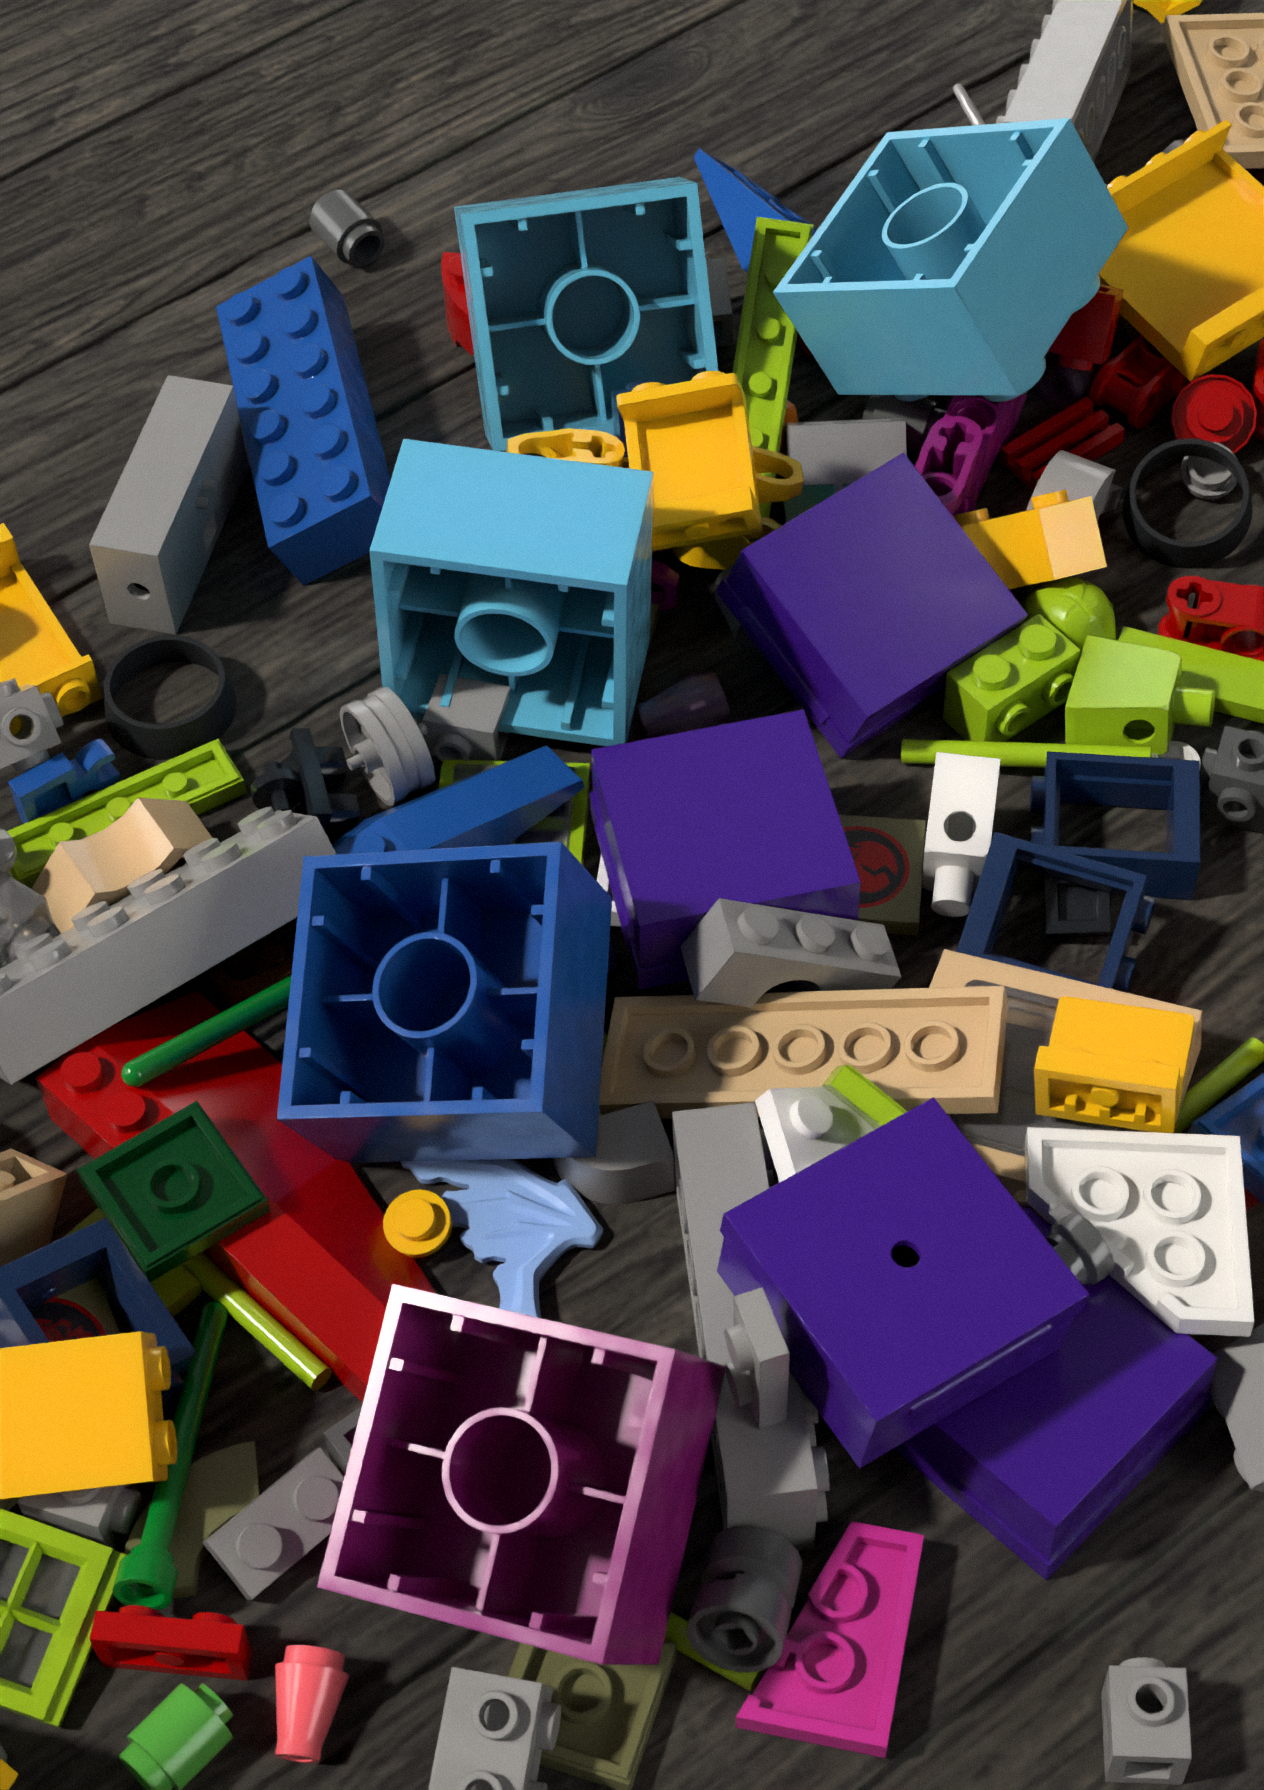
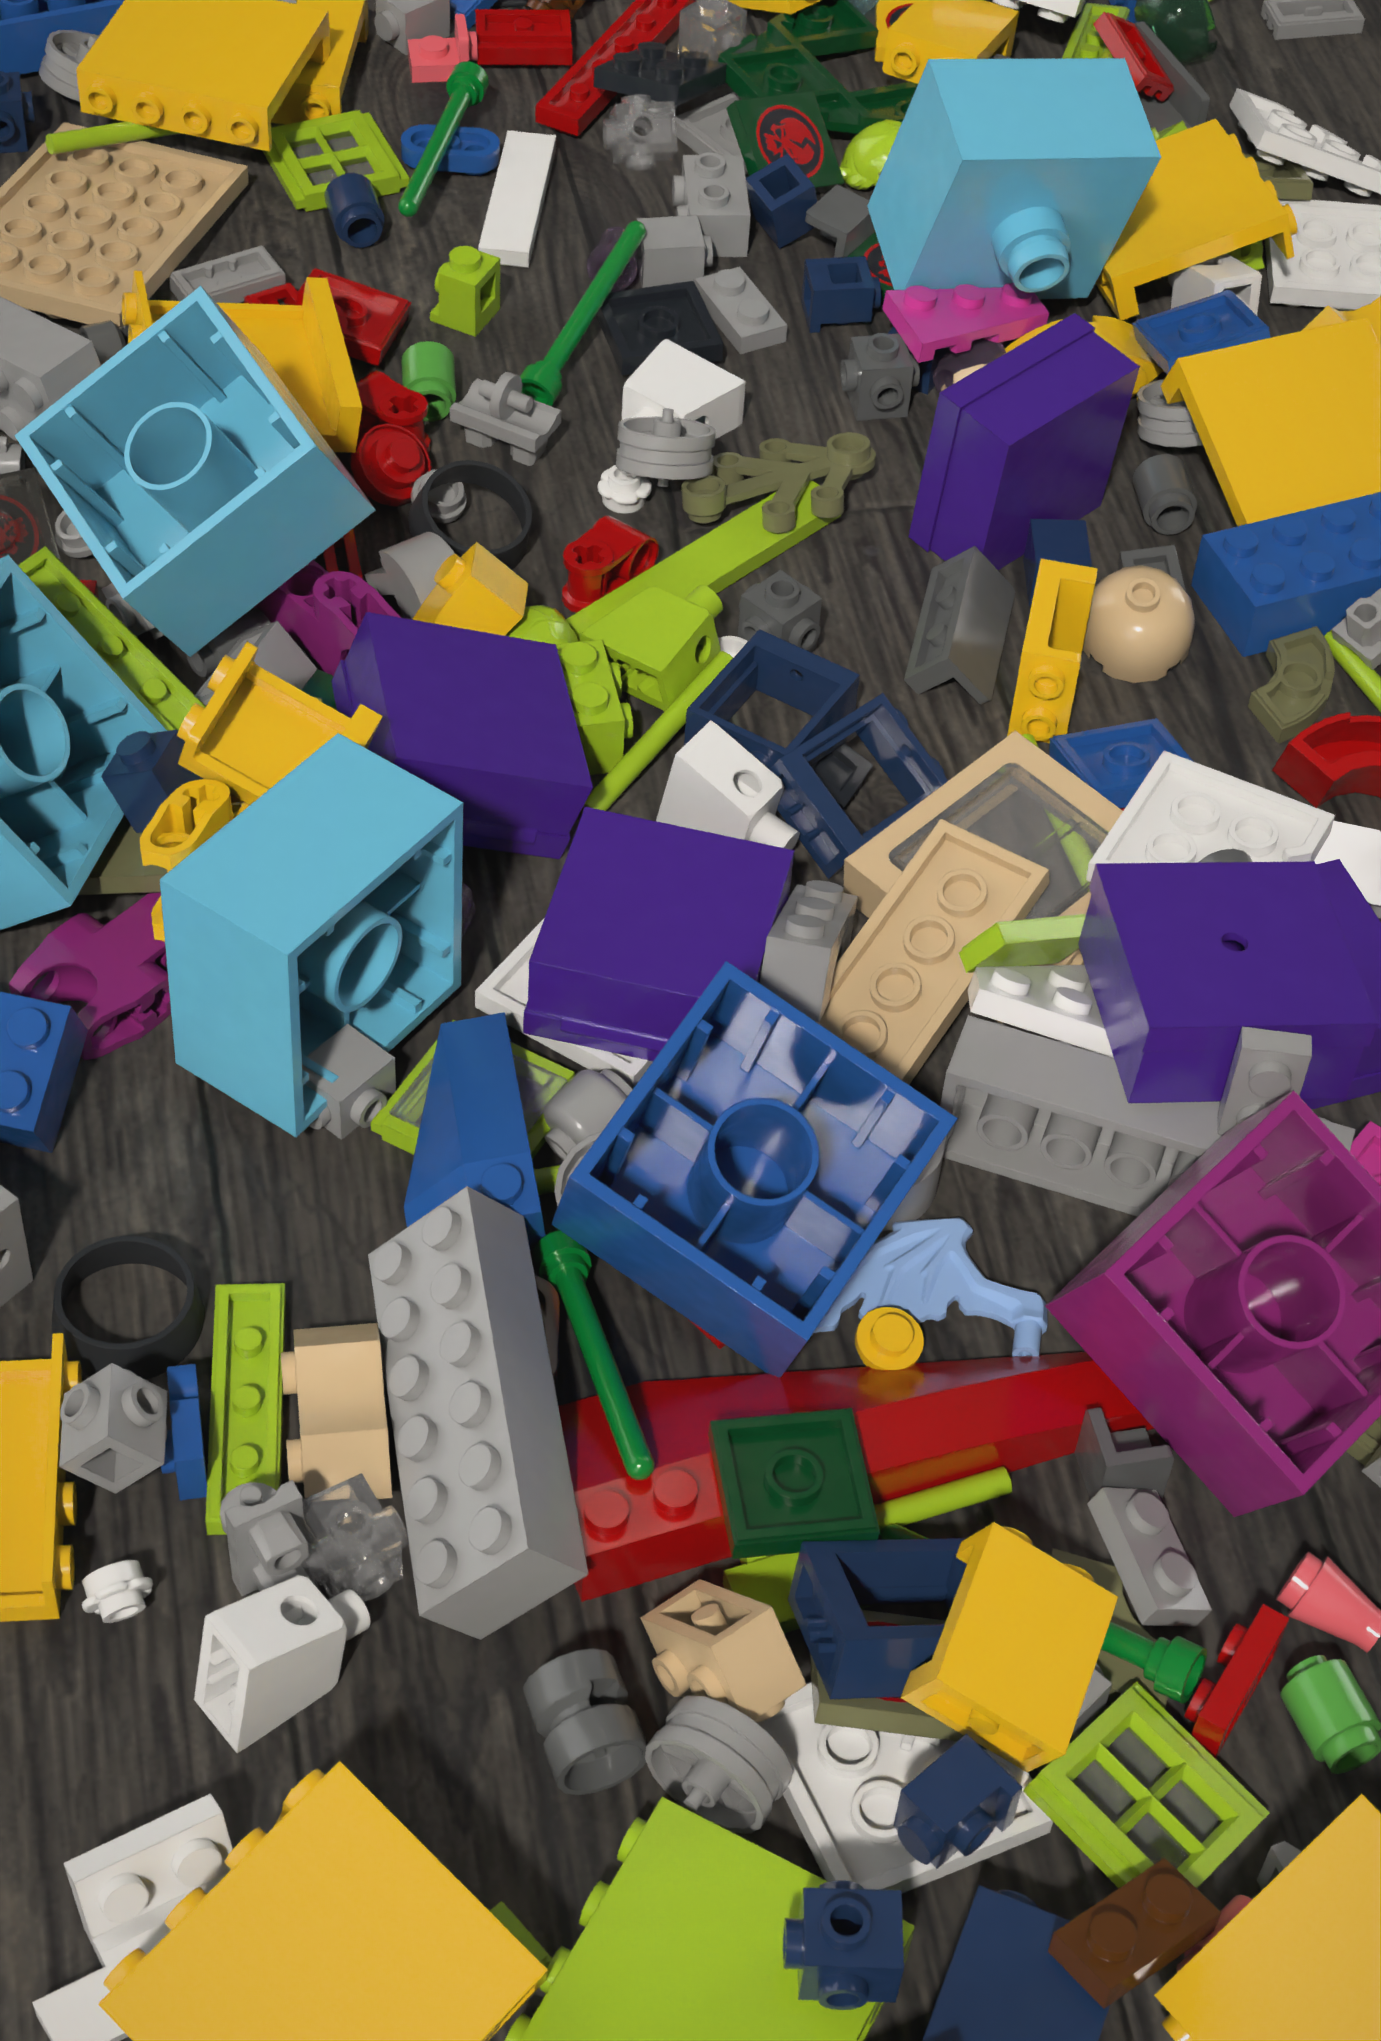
camera: 70 degrees left, 5 degrees down
(302, 781) = (336, 1232): black hips -> none
(387, 746) = (359, 1141): light grey wheel -> none
(1114, 1065) = (1050, 794): yellow bracket -> none

